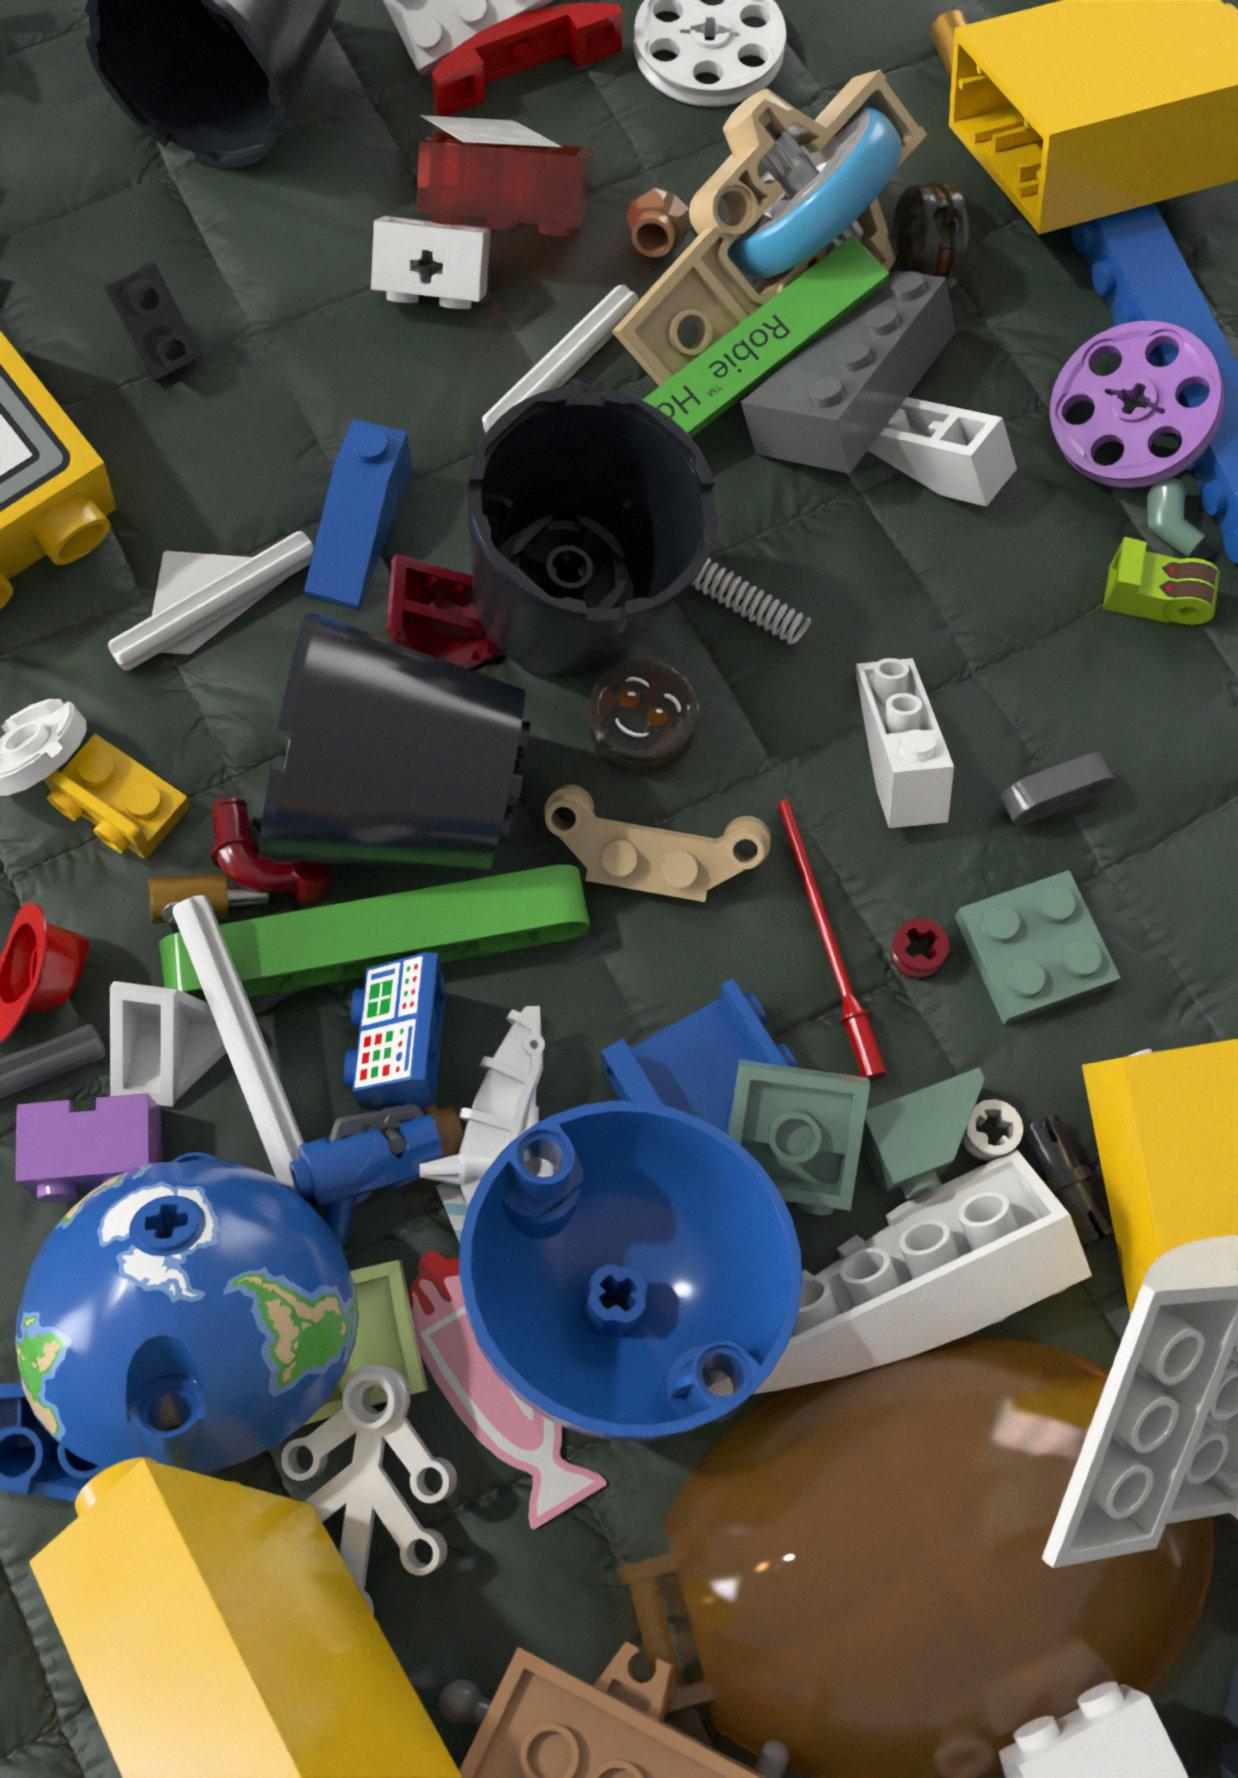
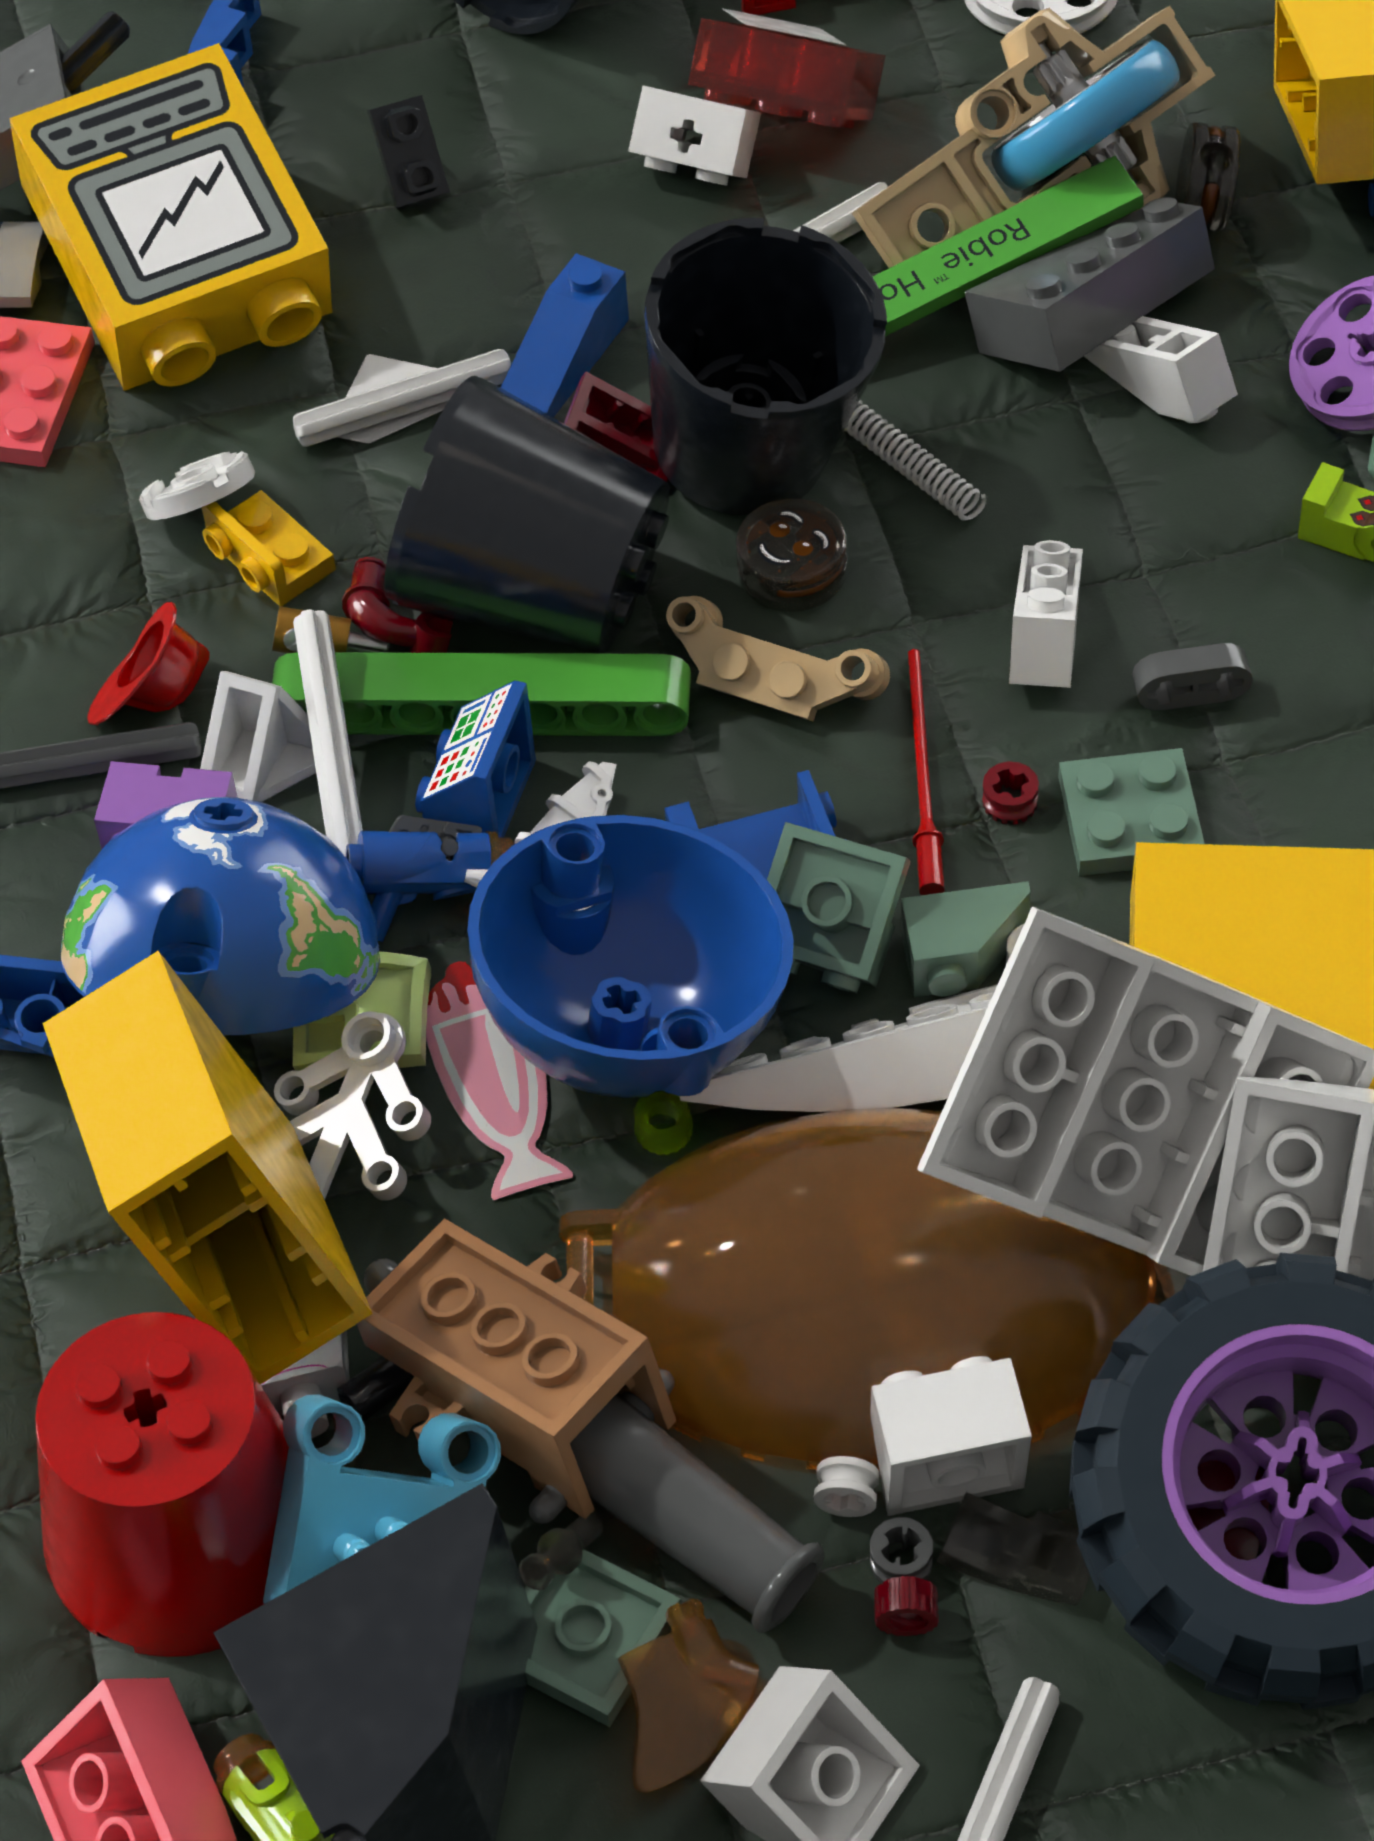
camera: 20 degrees right, 15 degrees down
(658, 222) = (929, 128): medium nougat rock -> none

